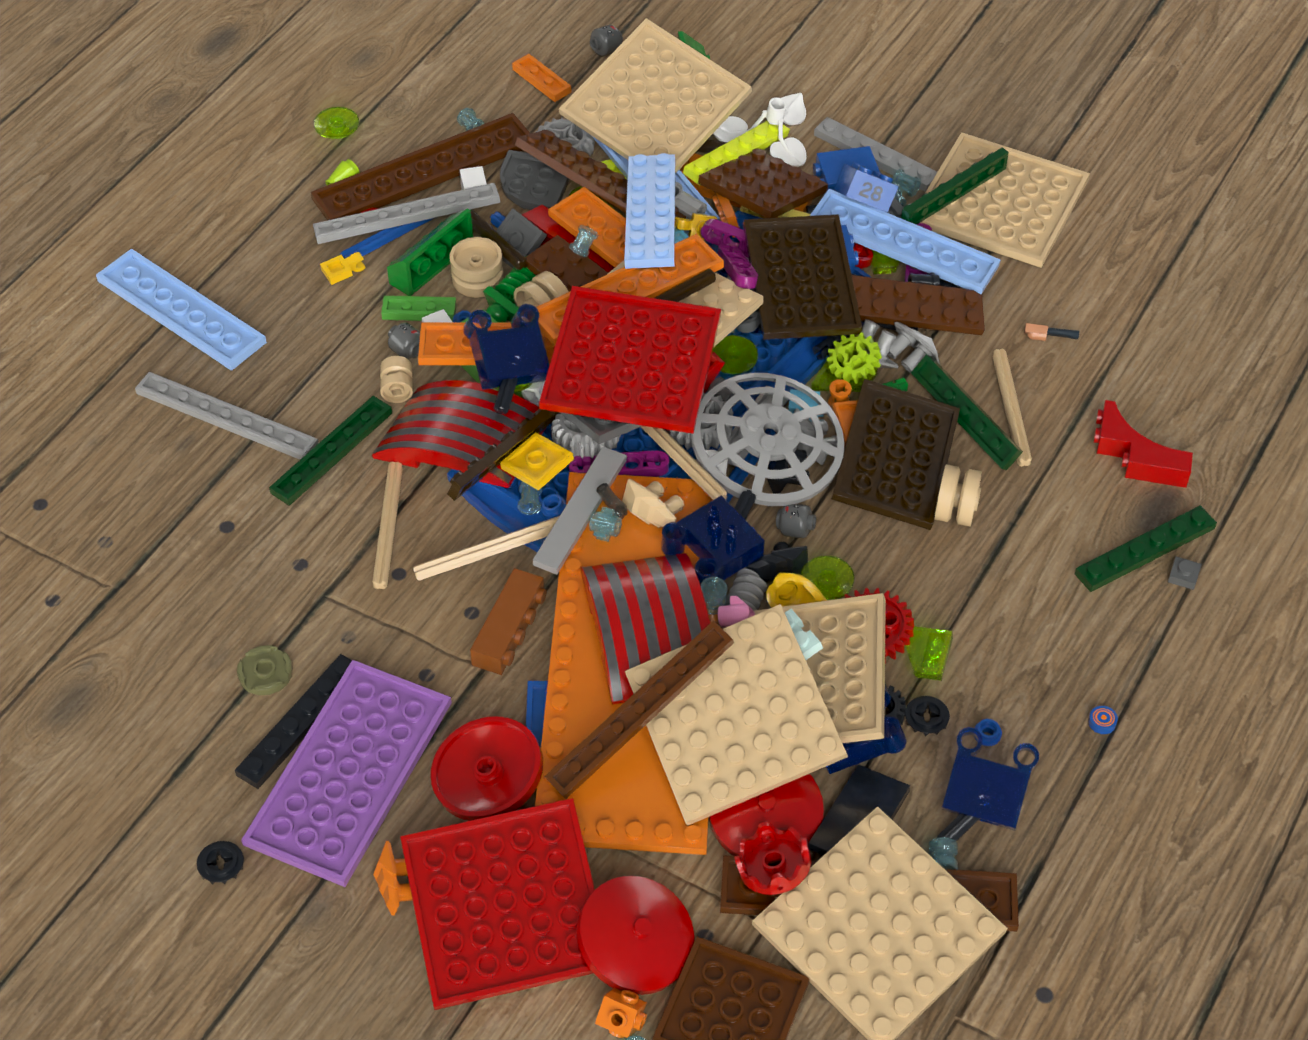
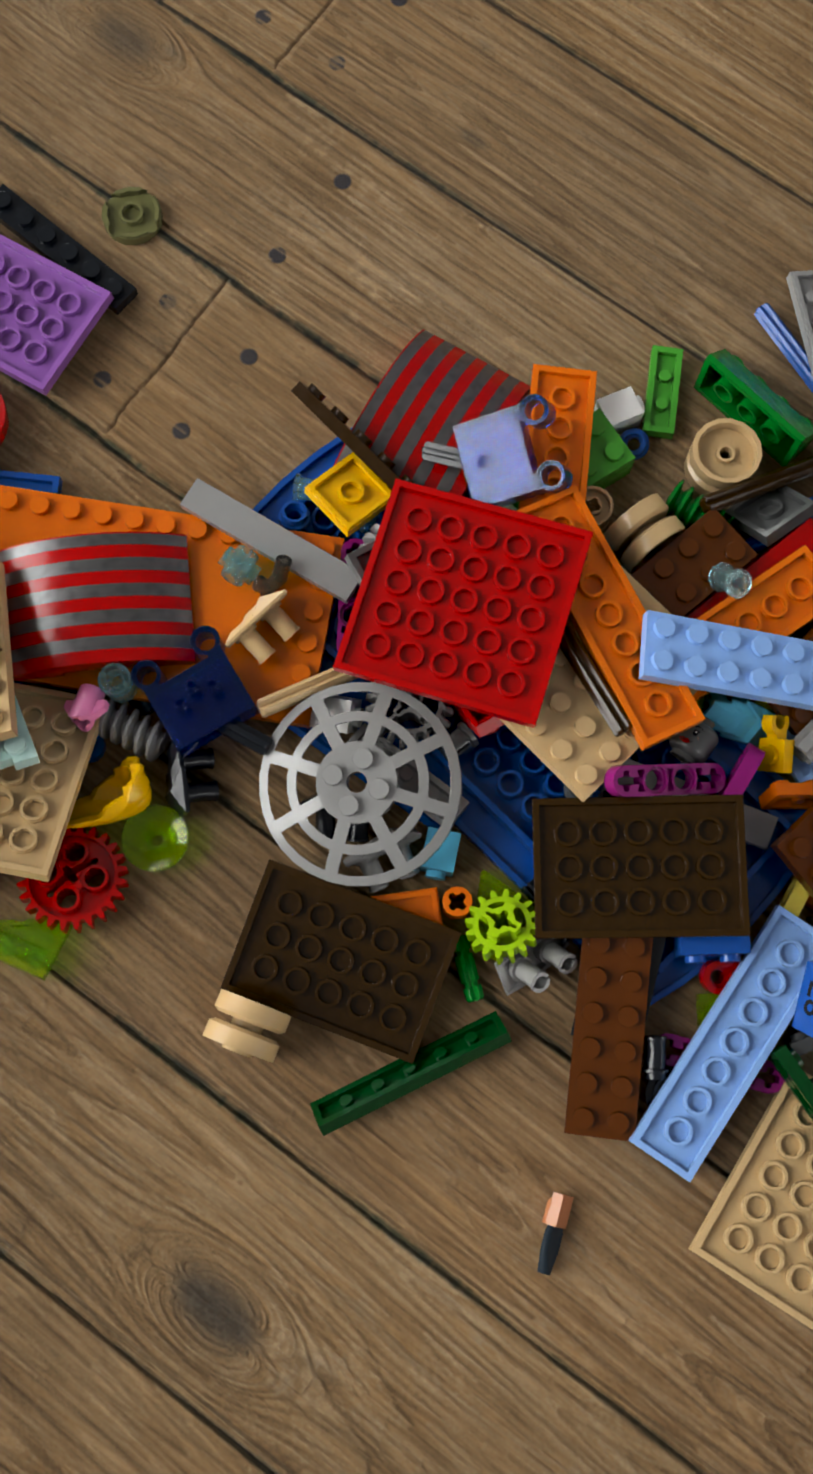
camera: 95 degrees right, 25 degrees up
(181, 309) = (681, 126): light blue plate -> none
(226, 416) = (505, 179): light grey tile -> none
(330, 450) = (436, 286): dark green plate -> none
(340, 268) = (741, 301): yellow plate -> none
(387, 525) = (313, 343): tan axle -> none
(396, 379) = (531, 352): tan wheel -> none
(404, 340) = (608, 367): dark grey head -> none
(484, 549) = (254, 443): tan axle -> none
(499, 306) = (645, 482): green tile -> none
(508, 621) = (144, 459): dark orange brick -> none
(737, 354) = (504, 773): clear neon green dish -> none
(795, 520) = (246, 813): dark grey head -> none
(910, 337) = (530, 1035): light grey connector -> none
(1011, 405) = (421, 1142): tan axle -> none
(1140, 455) = (298, 1308): red arch -> none
(1145, 548) = (151, 1278): dark green plate -> none
(1184, 573) = (101, 1319): dark grey plate -> none

